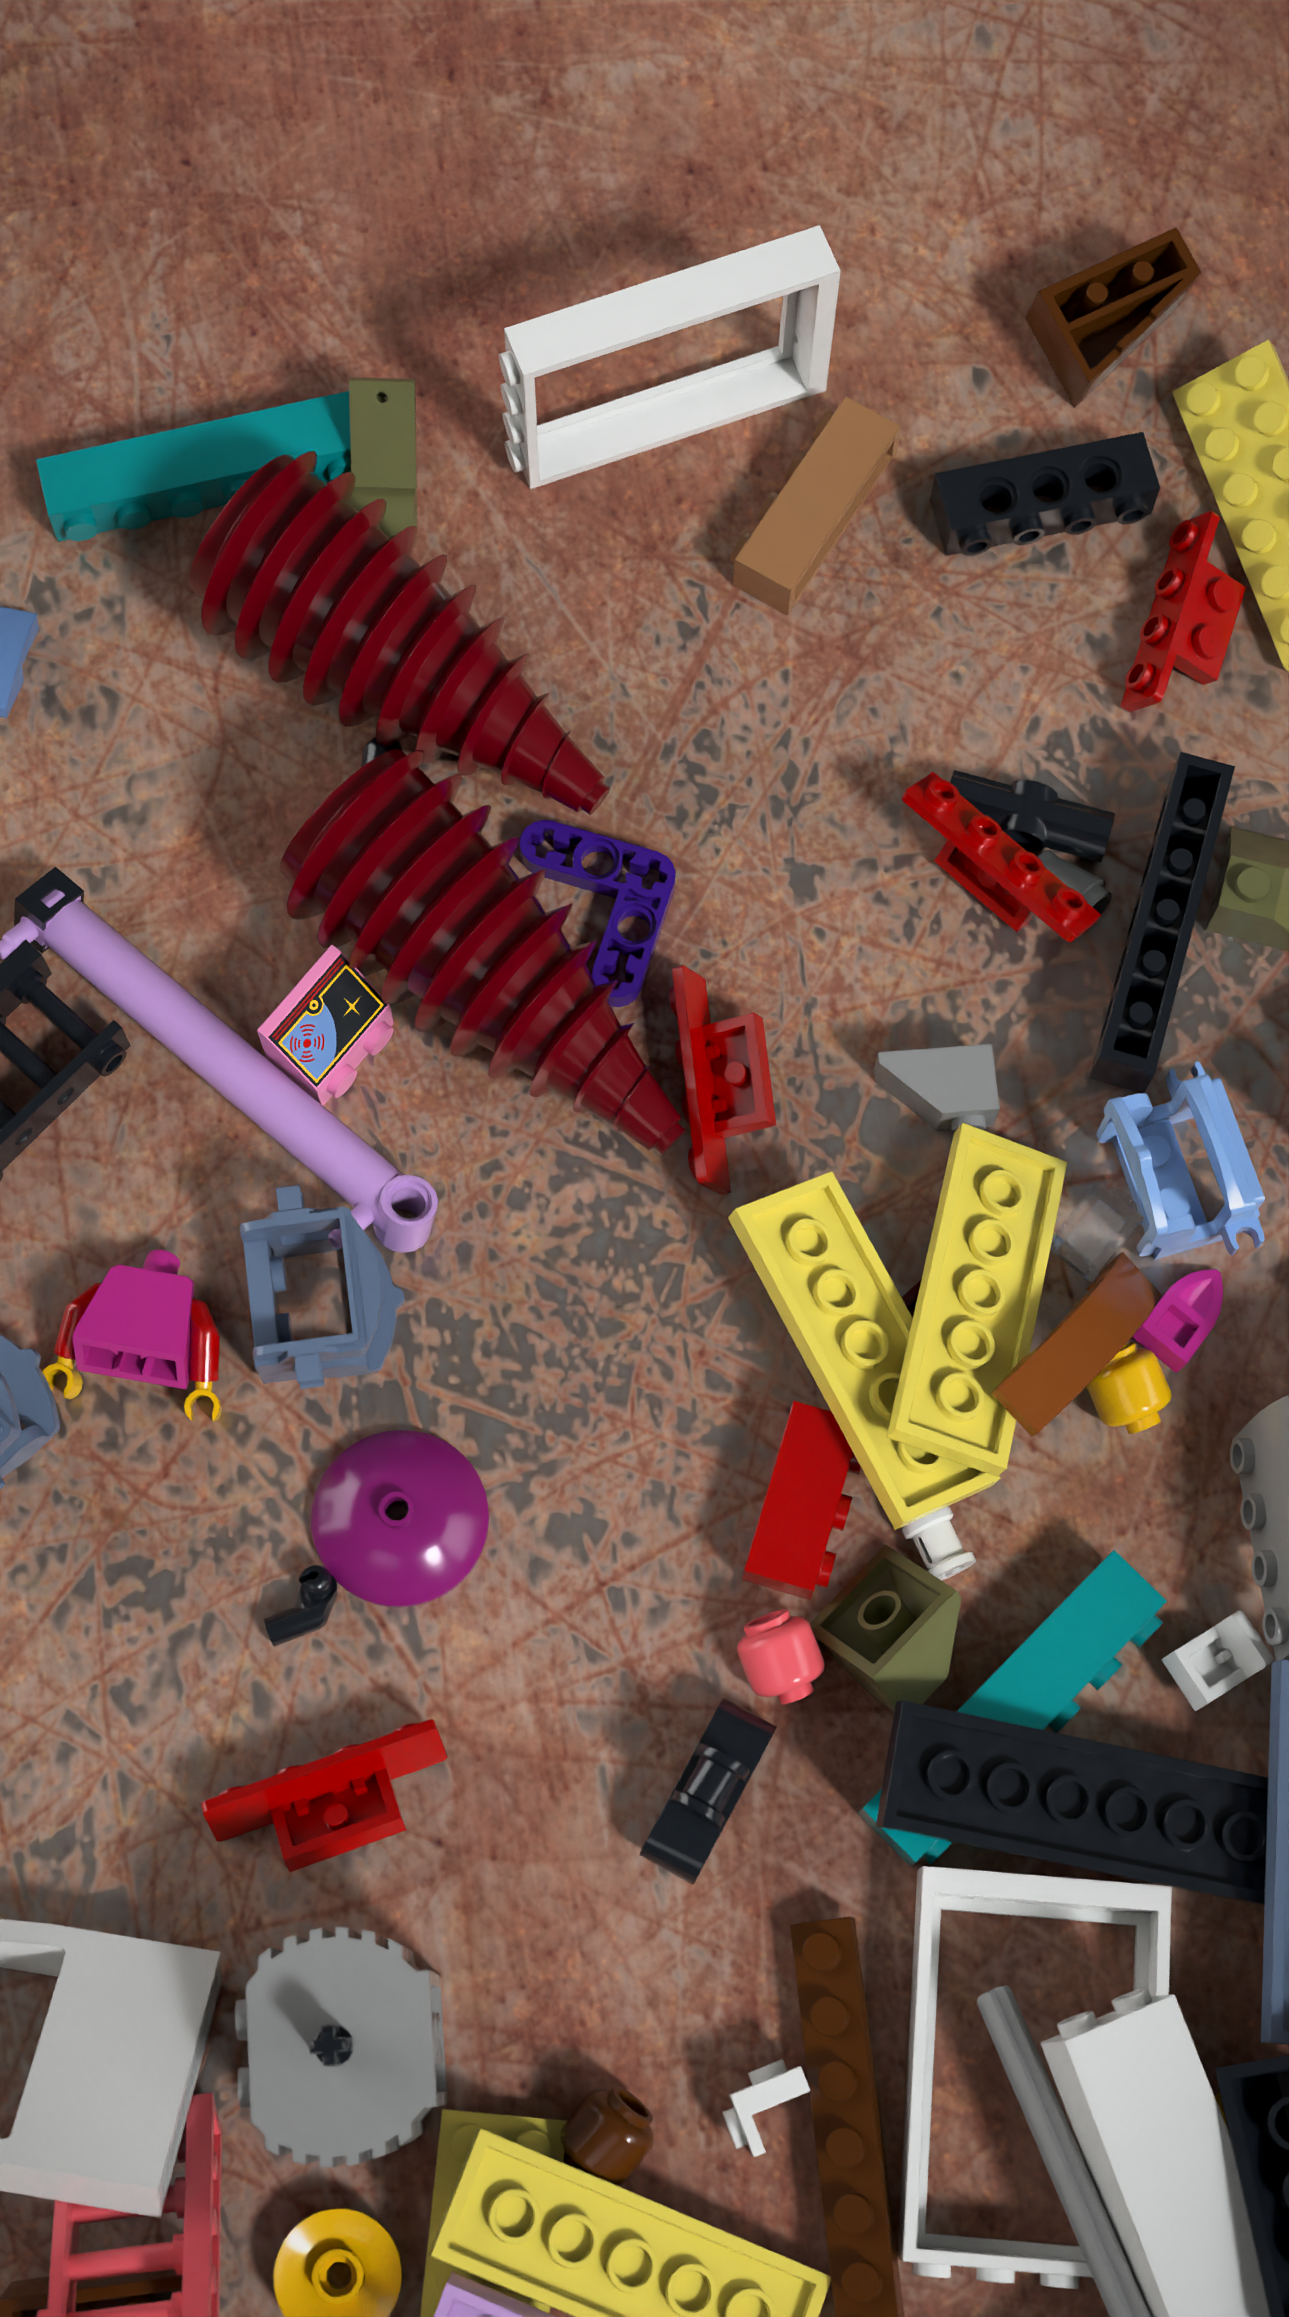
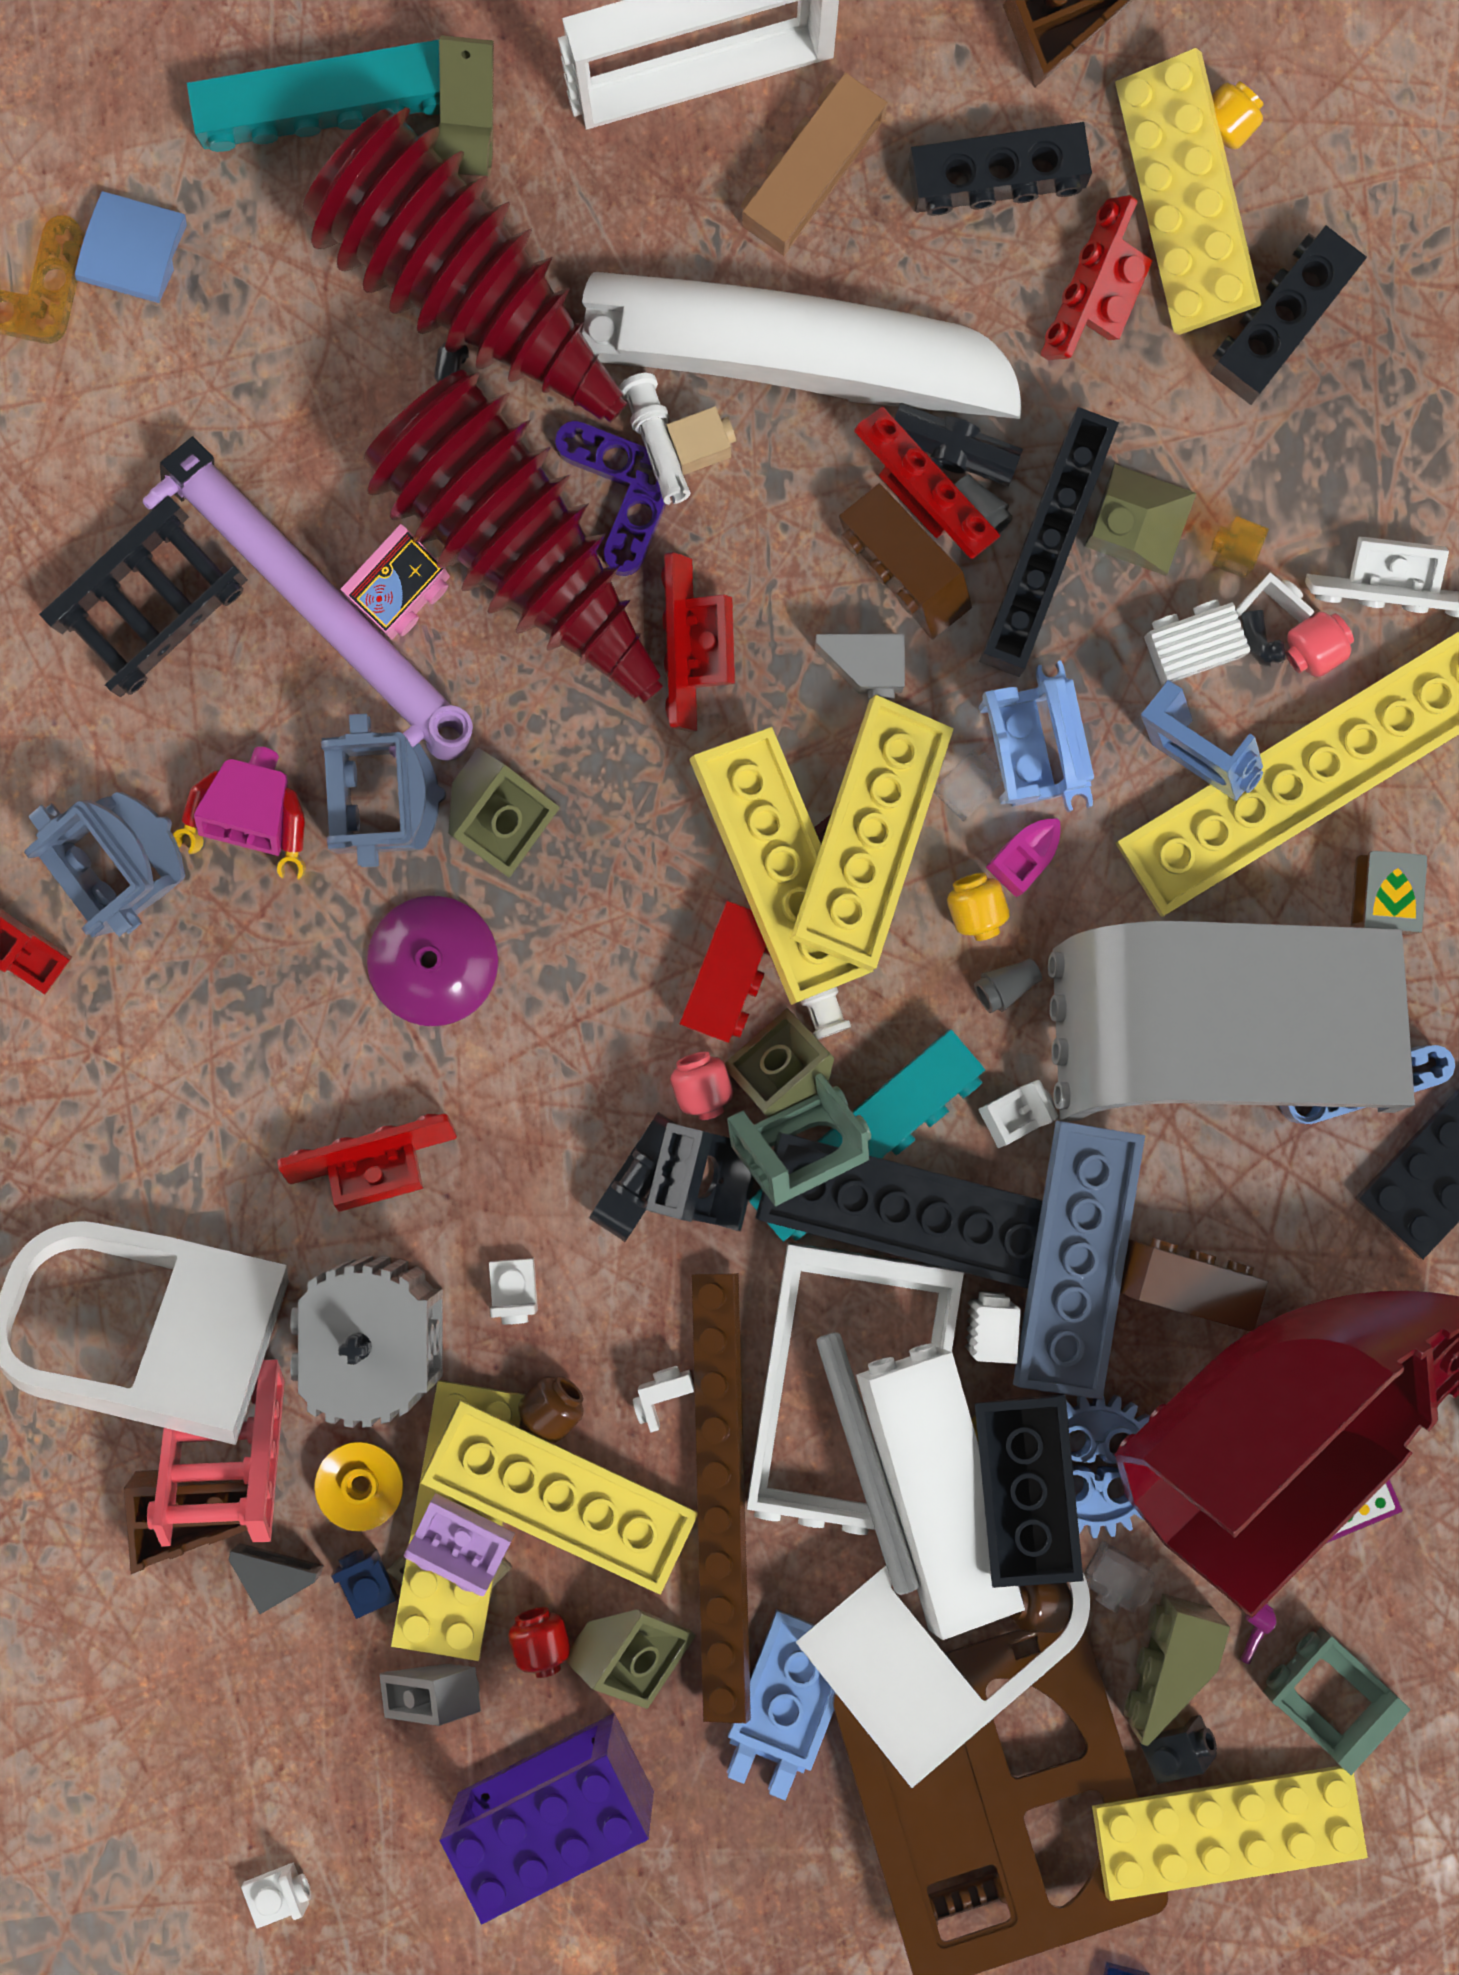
camera: 10 degrees right, 15 degrees up
(310, 1608) = (363, 1024): black arm -> none
(477, 1309) = (497, 812): none -> olive slope
(540, 1967) = (513, 1290): none -> white bracket
(640, 813) = (650, 421): none -> white pin
(704, 831) = (701, 439): none -> tan brick
(763, 1796) = (681, 1173): none -> black panel
(819, 708) = (798, 343): none -> white slope
(892, 1749) = (826, 1108): none -> sand green panel
(985, 957) = (906, 560): none -> reddish brown wedge
(1078, 1345) = (944, 875): dark orange slope -> none
(1175, 1491) = (1005, 985): none -> dark grey cone
(1223, 1962) = (993, 1328): none -> white brick

